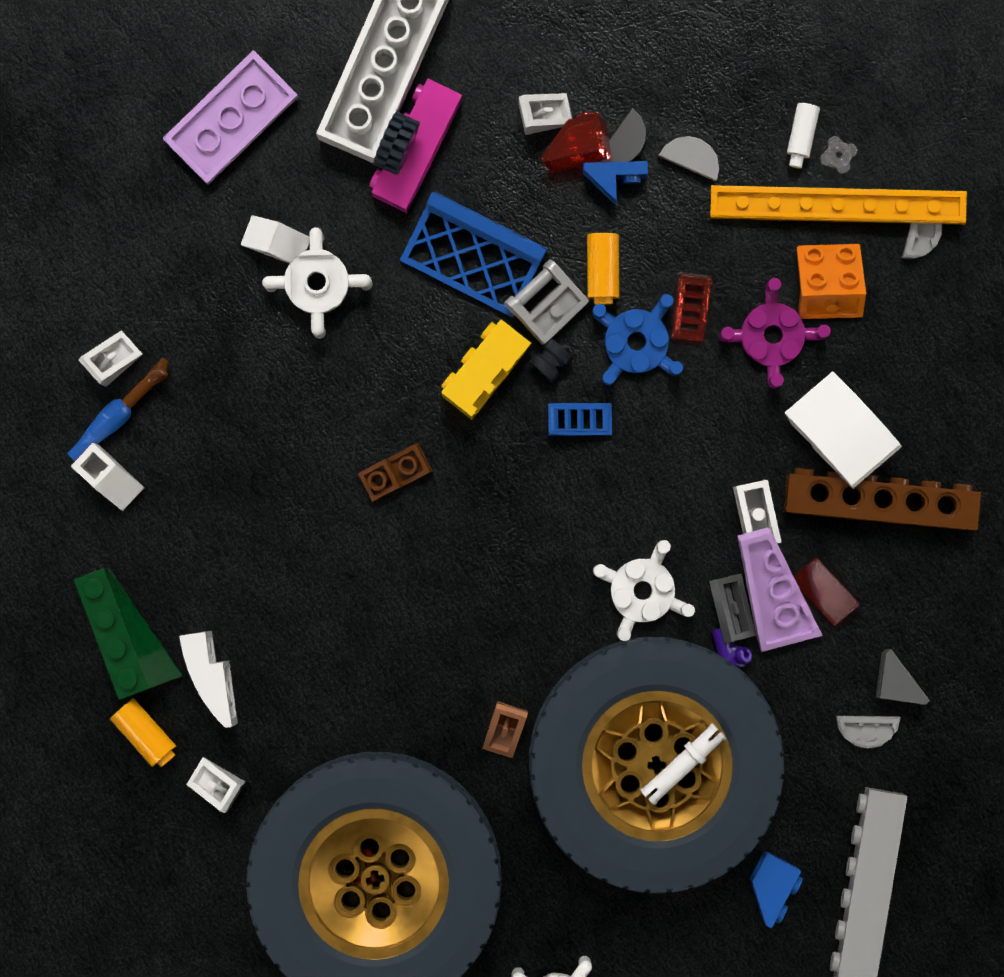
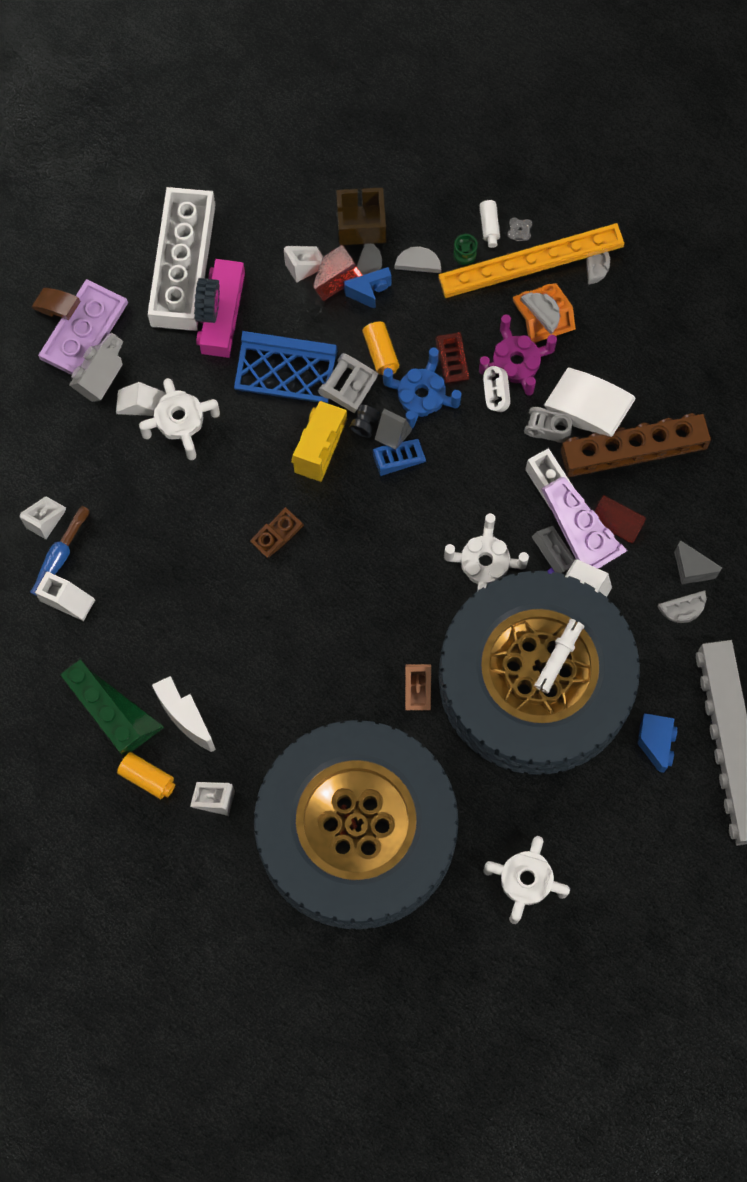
camera: 15 degrees left, 15 degrees down
(205, 73) = (56, 303): none -> reddish brown slope
(234, 182) = (98, 368): none -> light grey hinge
(580, 387) = (392, 429): none -> dark grey slope
(635, 81) = (361, 223): none -> dark brown piece
(732, 370) = (496, 389): none -> white beam
(758, 663) = (591, 575): none -> white slope
(759, 158) = (462, 245): none -> dark green wheel
(779, 438) = (546, 425): none -> light grey piece
(827, 289) = (543, 308): none -> light grey tile

